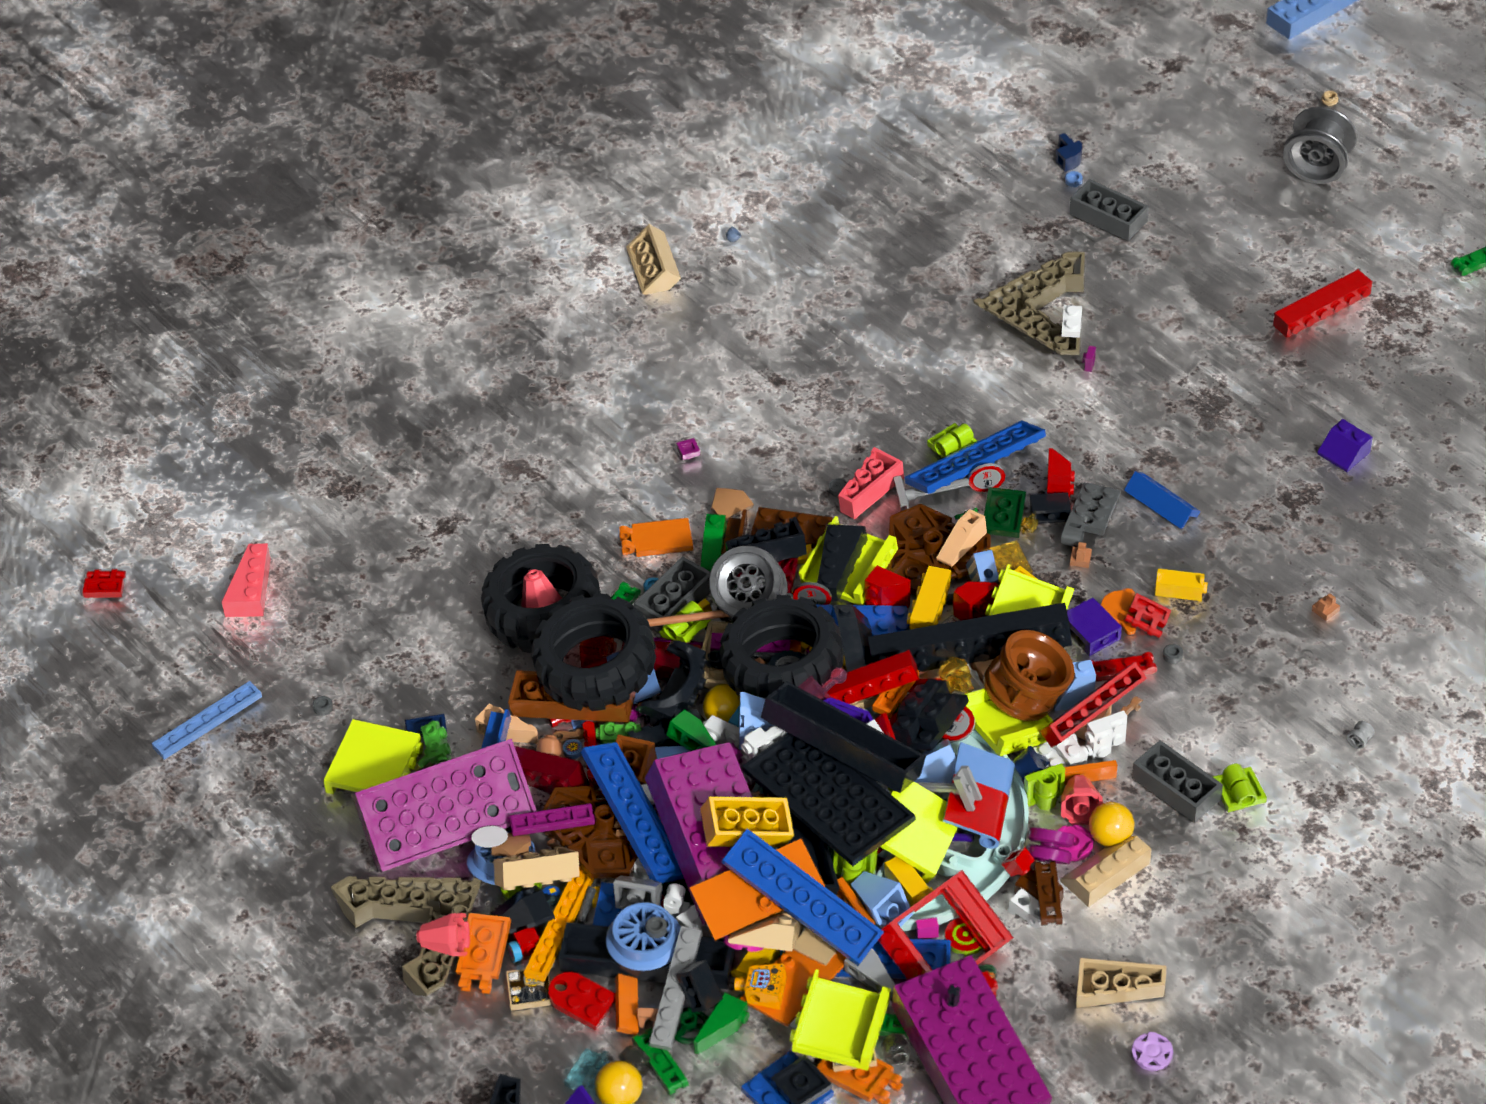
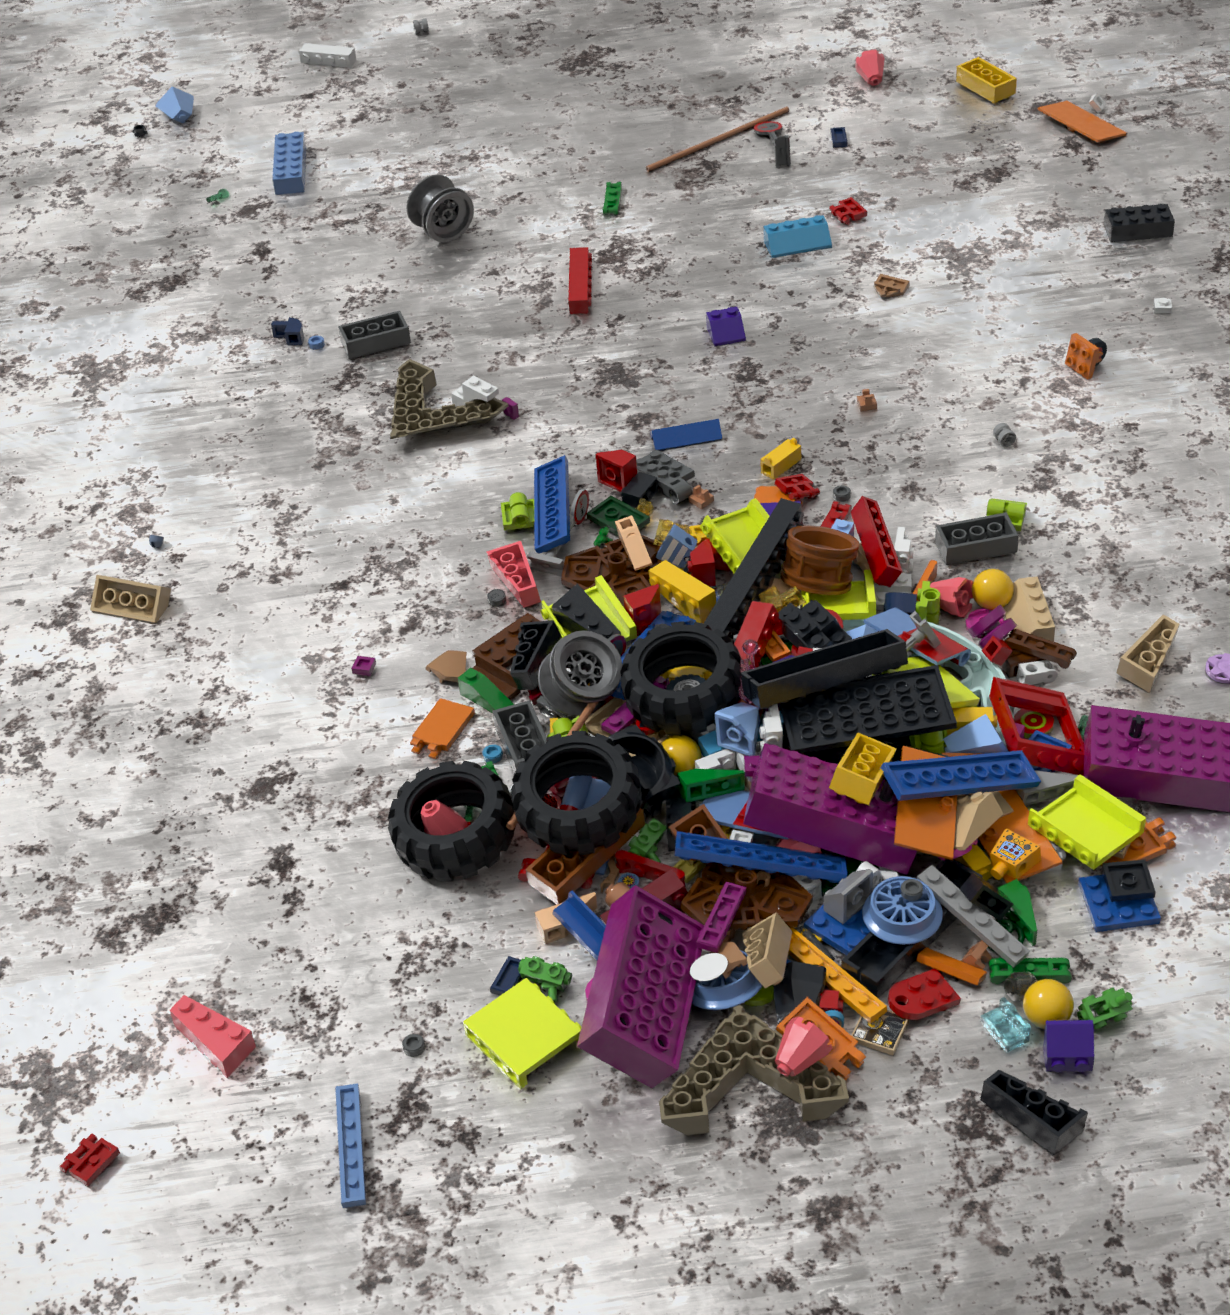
camera: 55 degrees left, 5 degrees down
(1329, 98) = (386, 196): tan plate -> none

